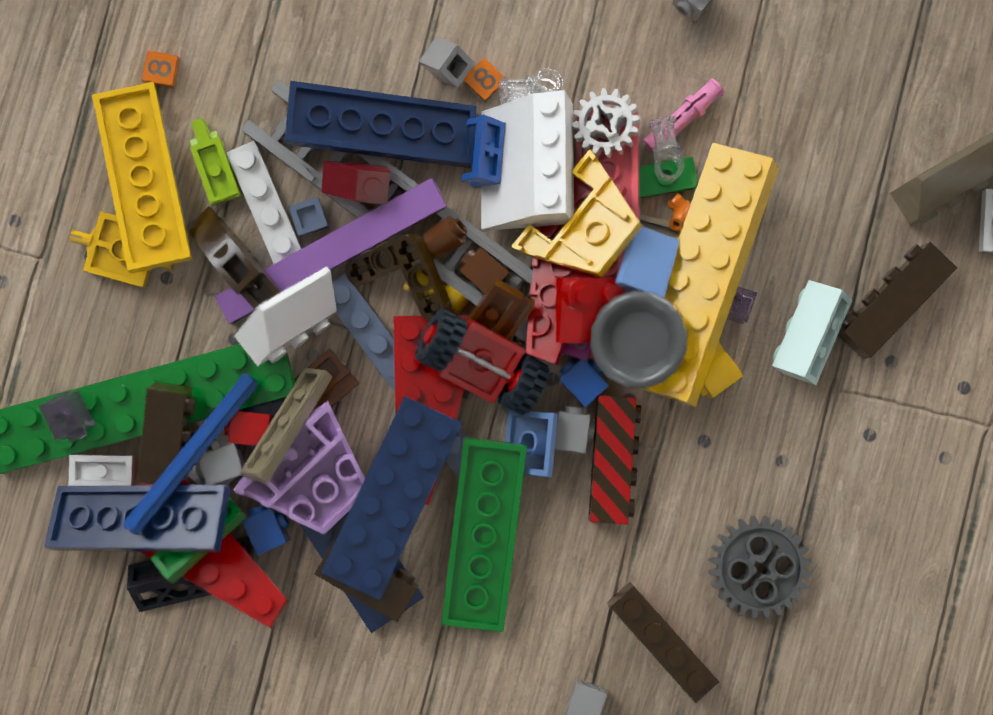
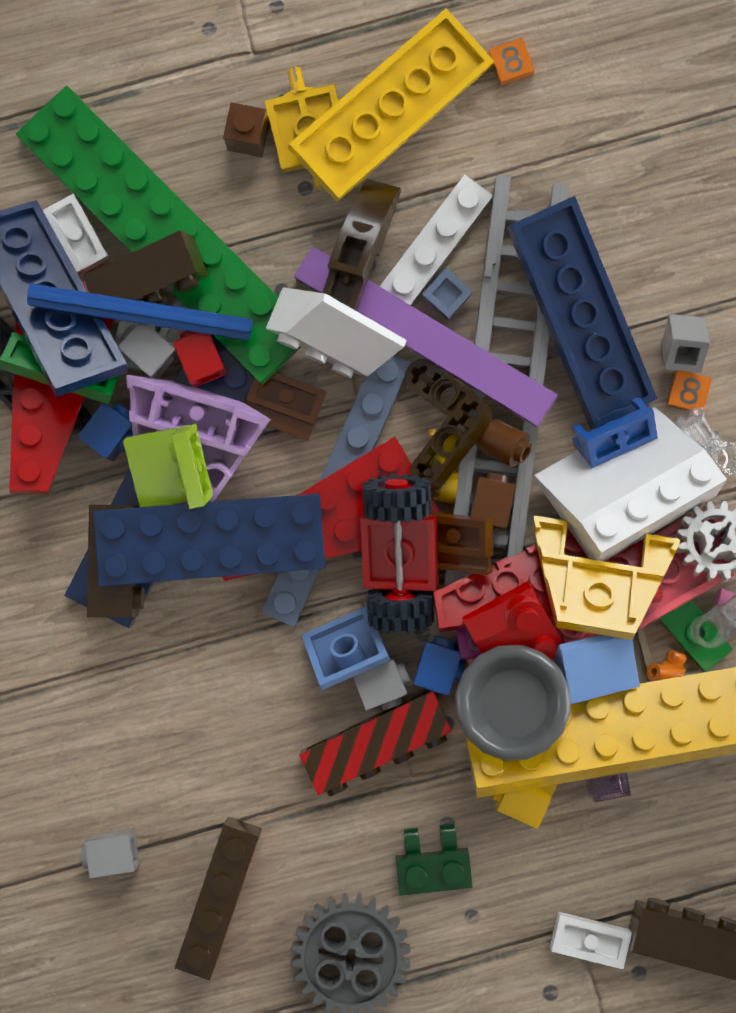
camera: 70 degrees right, 0 degrees up
(67, 416) = (109, 168): brick -> none
(97, 296) = (246, 129): none -> reddish brown brick
(213, 164) = (445, 168): lime hinge -> none
(286, 425) = (222, 391): dark tan tile -> none
(320, 497) = (169, 467): none -> lime bracket
(356, 181) = (510, 321): dark red slope -> none
(483, 534) = (226, 653): green plate -> none
(731, 471) = (435, 869): none -> dark green plate
(811, 332) = (623, 874): light aqua brick -> none
(847, 383) = (590, 940): none -> white plate

